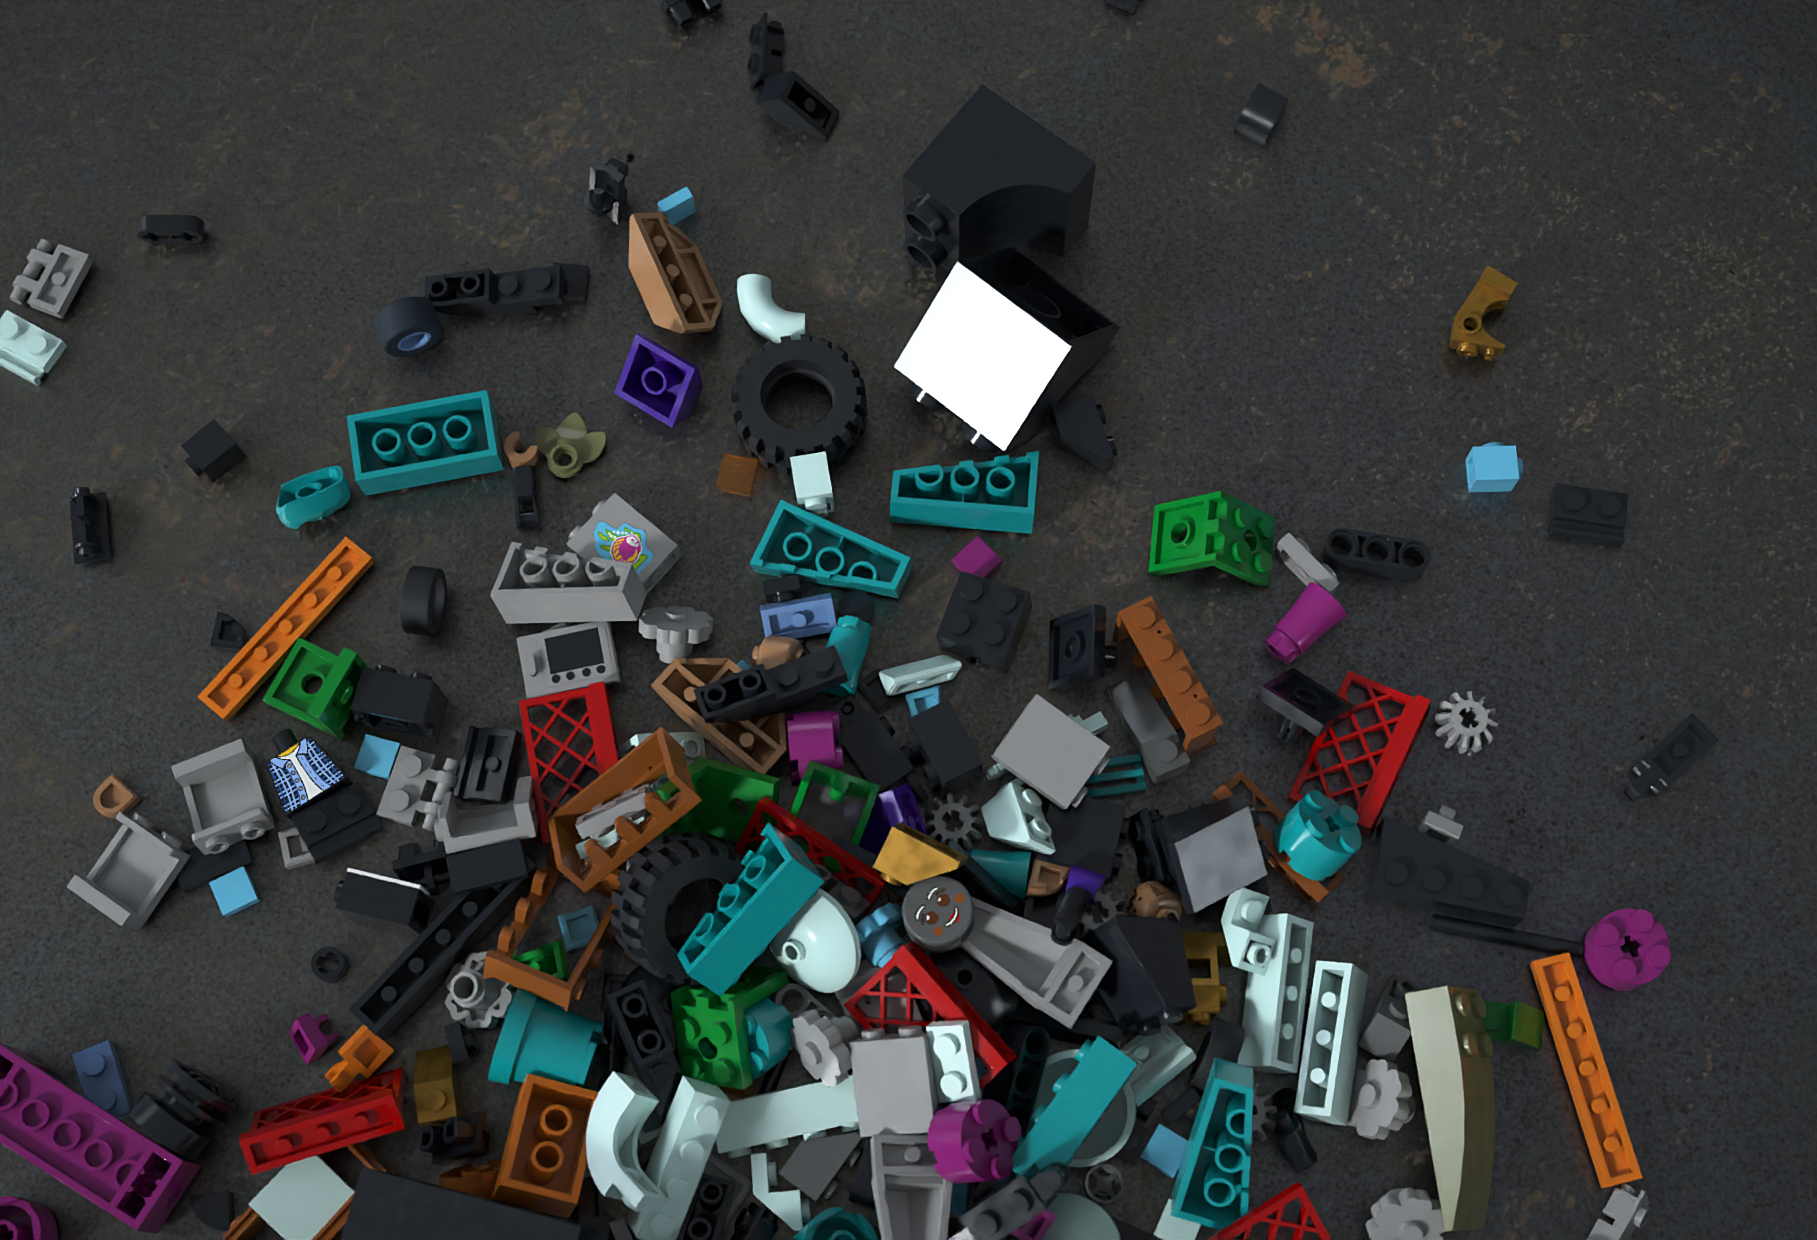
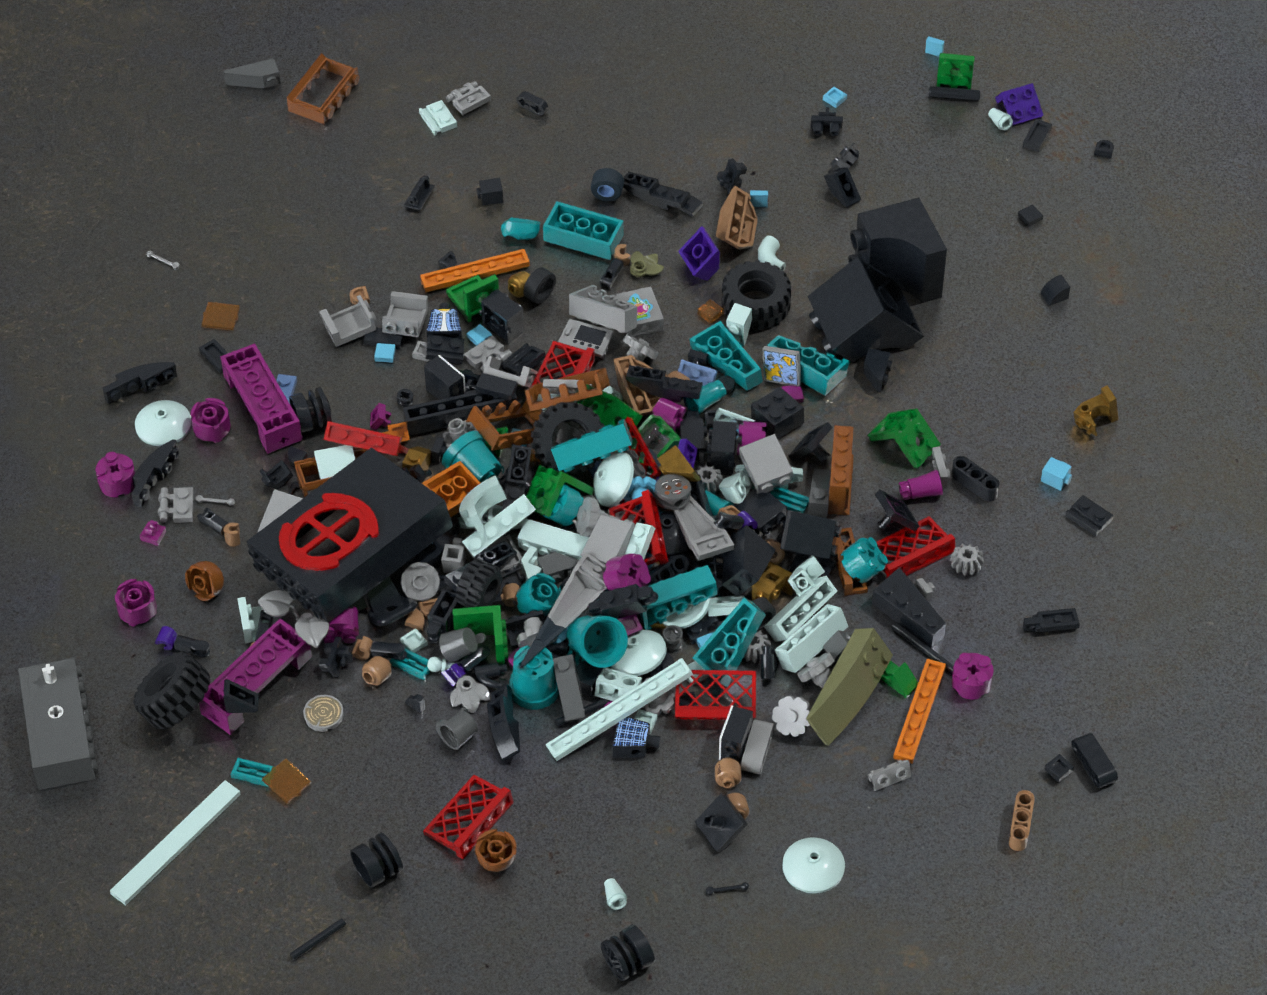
camera: 30 degrees right, 20 degrees down
(382, 612) = (517, 282): none -> pearl gold head
(936, 527) = (781, 366): none -> tile
(981, 704) = (750, 433): none -> magenta brick

